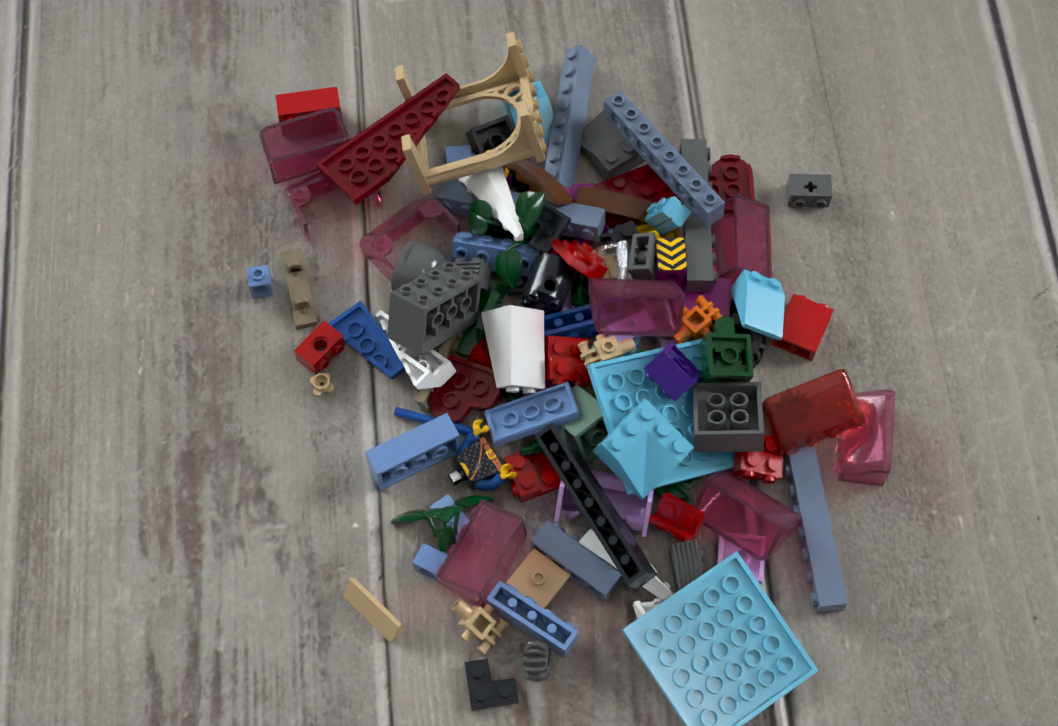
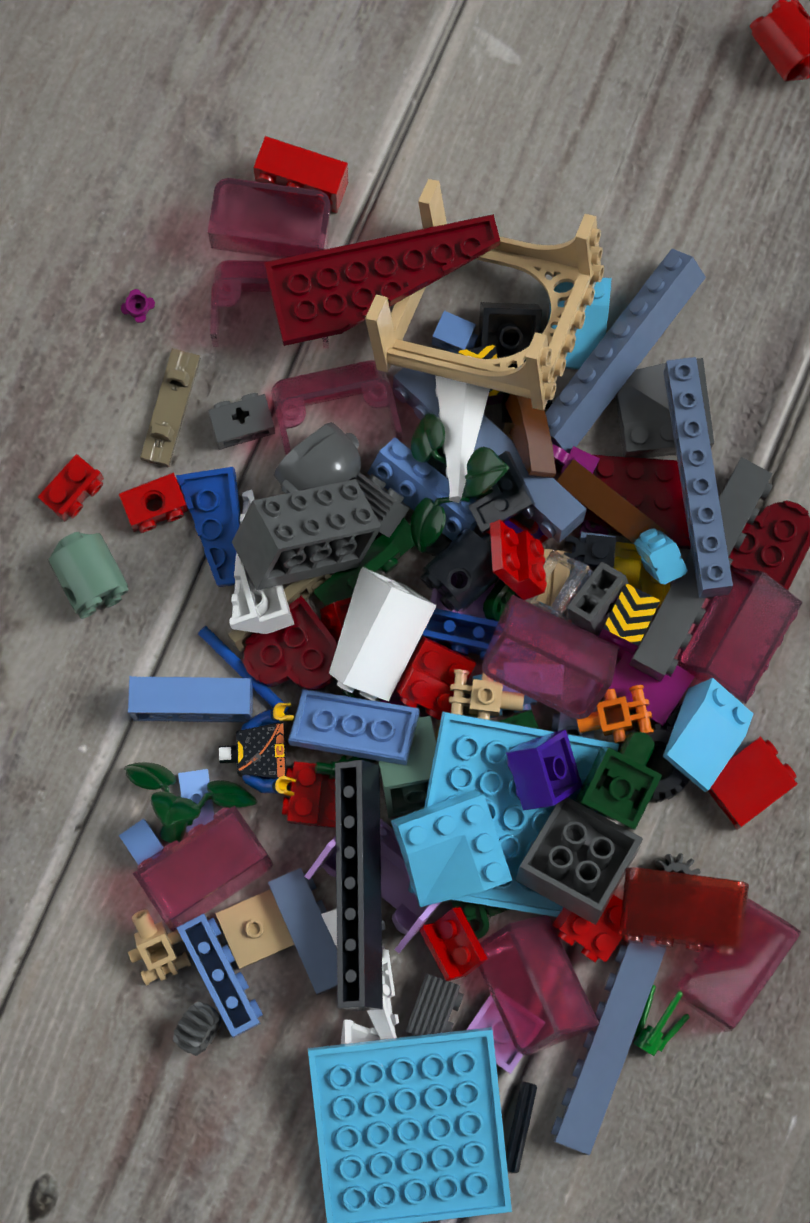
camera: 25 degrees right, 15 degrees up
(244, 233) = (136, 297): none -> magenta plate
(258, 367) = (71, 488): none -> red bracket
(260, 281) = (126, 377): medium blue brick -> none
(300, 408) = (87, 573): none -> sand green cylinder
(321, 378) = (129, 542): tan plate -> none
(351, 272) = (230, 431): none -> dark grey brick
(372, 610) = (48, 864): tan slope -> none
(488, 693) = (122, 1024): black plate -> none
(788, 611) = (520, 1126): none -> black axle
(840, 513) = (650, 1038): none -> green plant

